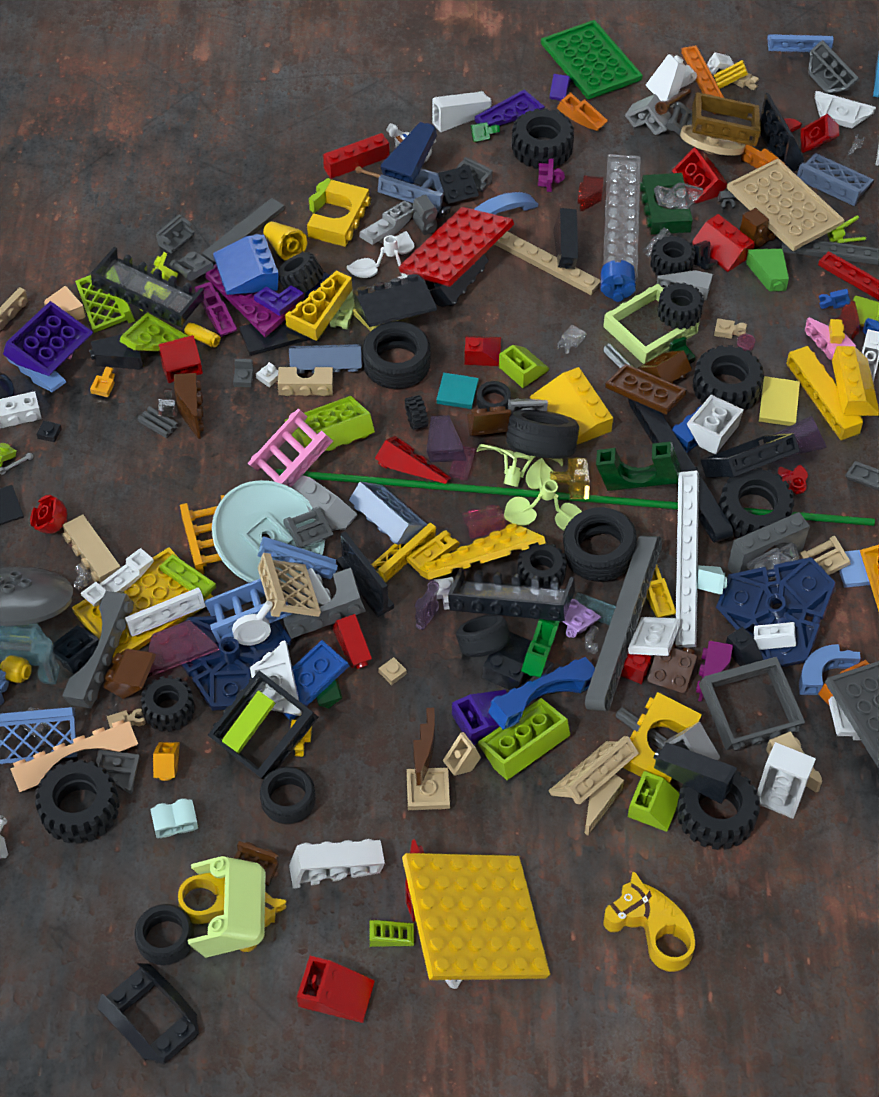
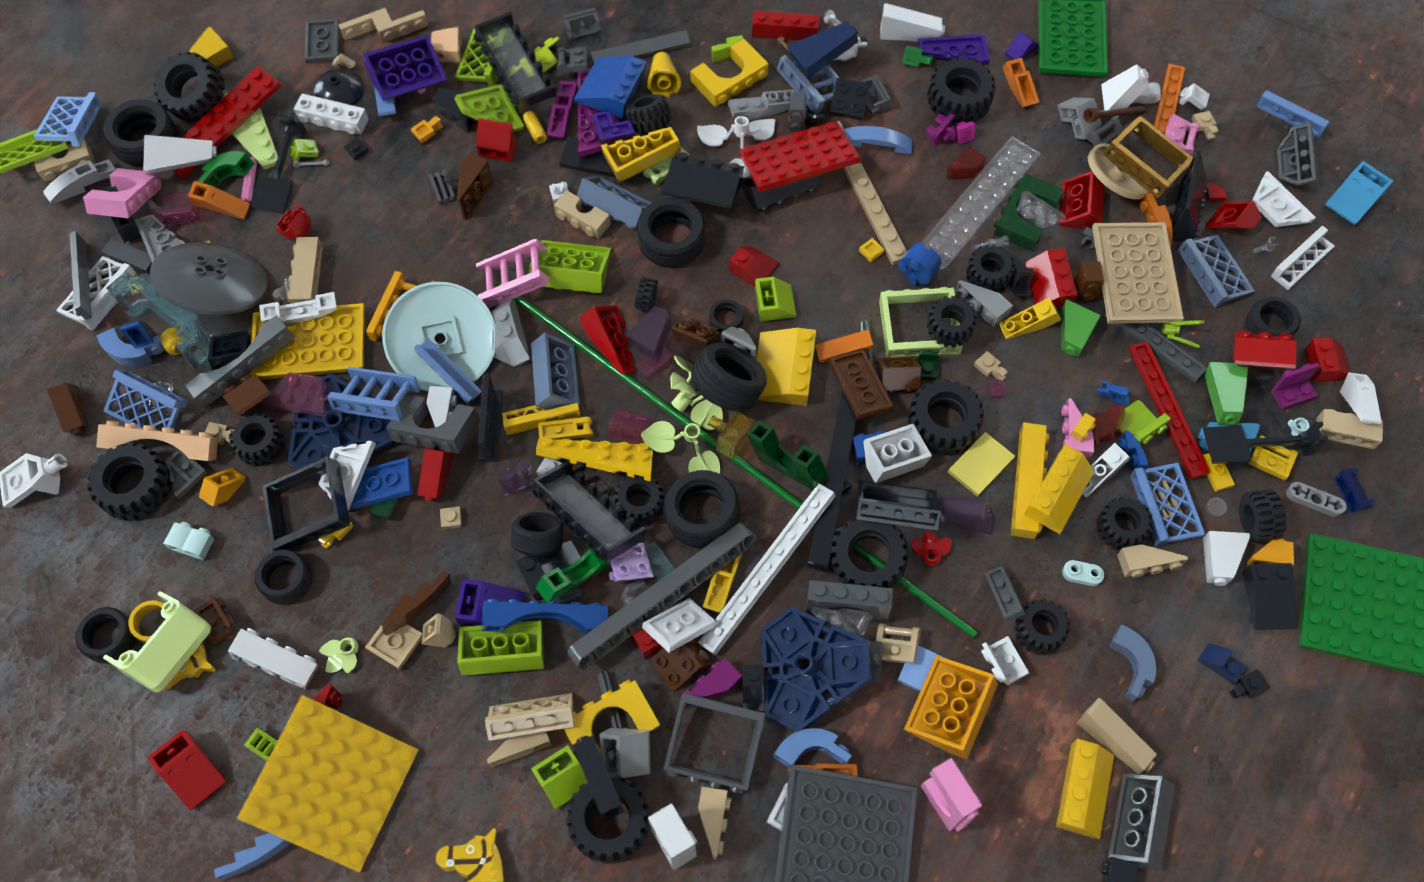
camera: 35 degrees right, 10 degrees up
(132, 990) = (44, 666): black wedge -> none
(165, 612) = (310, 359): white plate -> none
(187, 575) = (354, 338): lime tile -> none
(243, 373) = (540, 180): dark grey bracket -> none
(248, 722) = (292, 495): lime tile -> none
(254, 627) = (358, 415): white piece -> none
(273, 587) = (392, 391): tan fence -> none
(310, 533) = (473, 355): dark grey plate -> none
(389, 830) = (338, 656): none -> yellowish green plate
(455, 1006) = (266, 847): none -> medium blue slope
(457, 390) = (702, 292): teal tile -> none
(566, 238) = (903, 200): black slope -> none
(566, 291) = (871, 250): none -> yellow tile
(569, 167) = (965, 132): none -> dark pink tile
(572, 337) = (841, 296): clear plate -> none
(608, 368) = (844, 345): none -> orange tile
(711, 579) = (774, 600): light aqua slope -> none
(728, 89) = (1176, 131): none -> bright pink plate
(731, 74) = (1195, 113): yellow tile -> none
(732, 278) = (1030, 320): none -> yellow slope
(775, 635) = (786, 690): white slope -> none

